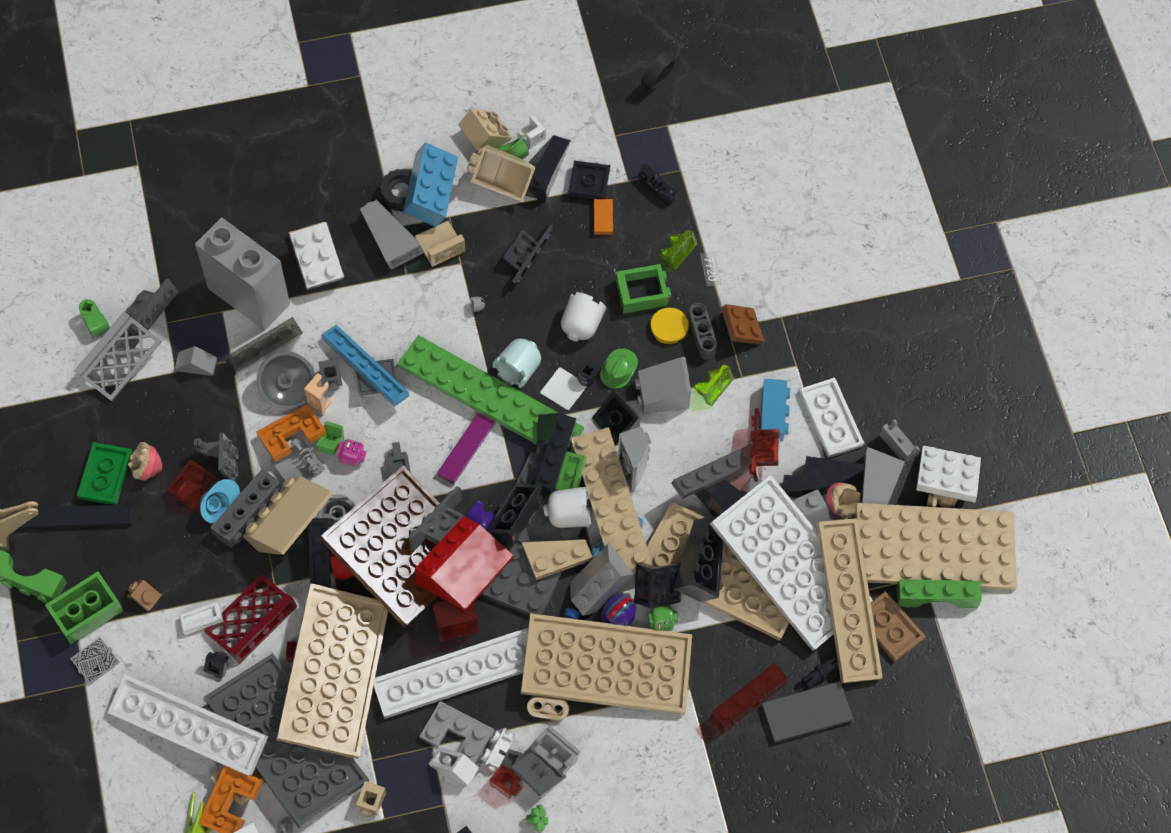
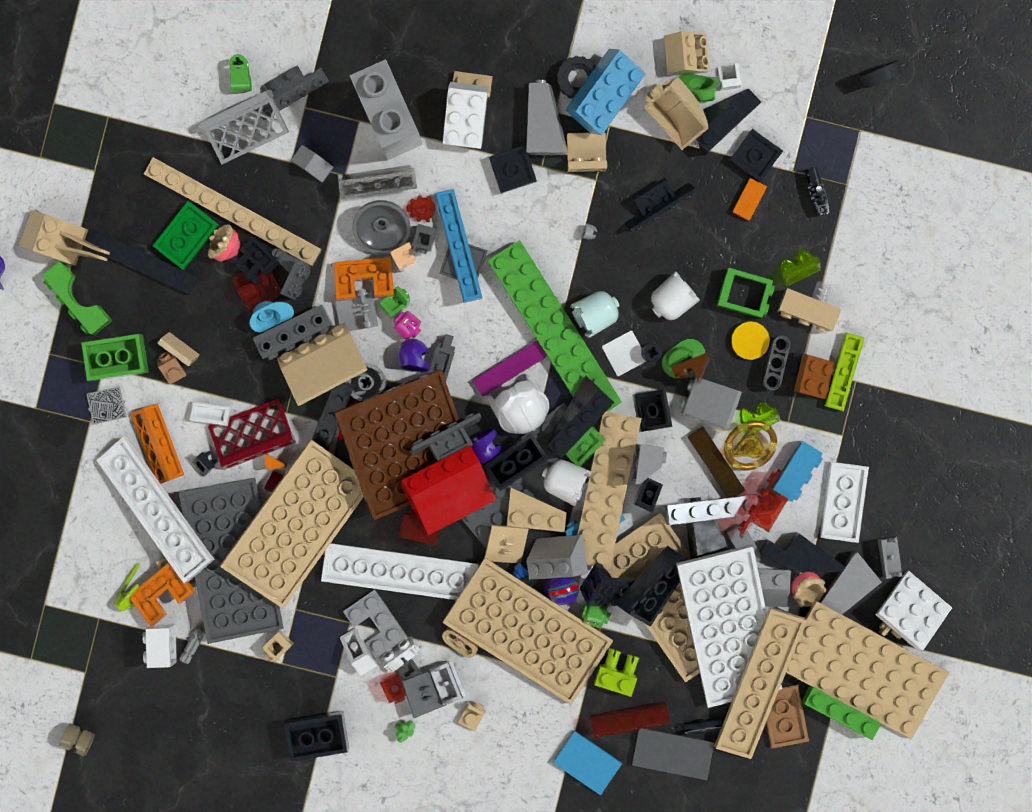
camera: 30 degrees right, 25 degrees up
(133, 434) = (232, 211): none -> tan plate
(143, 574) = (178, 349): none -> tan tile
(162, 666) = (159, 442): none -> orange fence
(181, 456) = (259, 256): none -> black plate
(285, 631) = (273, 463): none -> orange slope
(316, 353) = (421, 208): none -> clear red piece
(368, 470) = (410, 356): none -> dark purple helmet
(381, 285) = (512, 169): none -> black plate
(492, 468) = (520, 407): none -> white piece
(544, 595) = (506, 544): none -> tan piece
(596, 771) = (472, 715): none -> tan bracket
(630, 358) = (695, 364): none -> reddish brown slope
(651, 490) = (648, 494): none -> black slope
(696, 437) = (716, 463): none -> dark brown tile
(705, 276) = (808, 310): none -> tan brick
(715, 667) = (616, 680): none -> lime brick
(719, 405) = (750, 445): none -> clear yellow piece
(731, 761) = (587, 762): none -> dark azure tile
(766, 311) = (844, 371): none -> lime plate

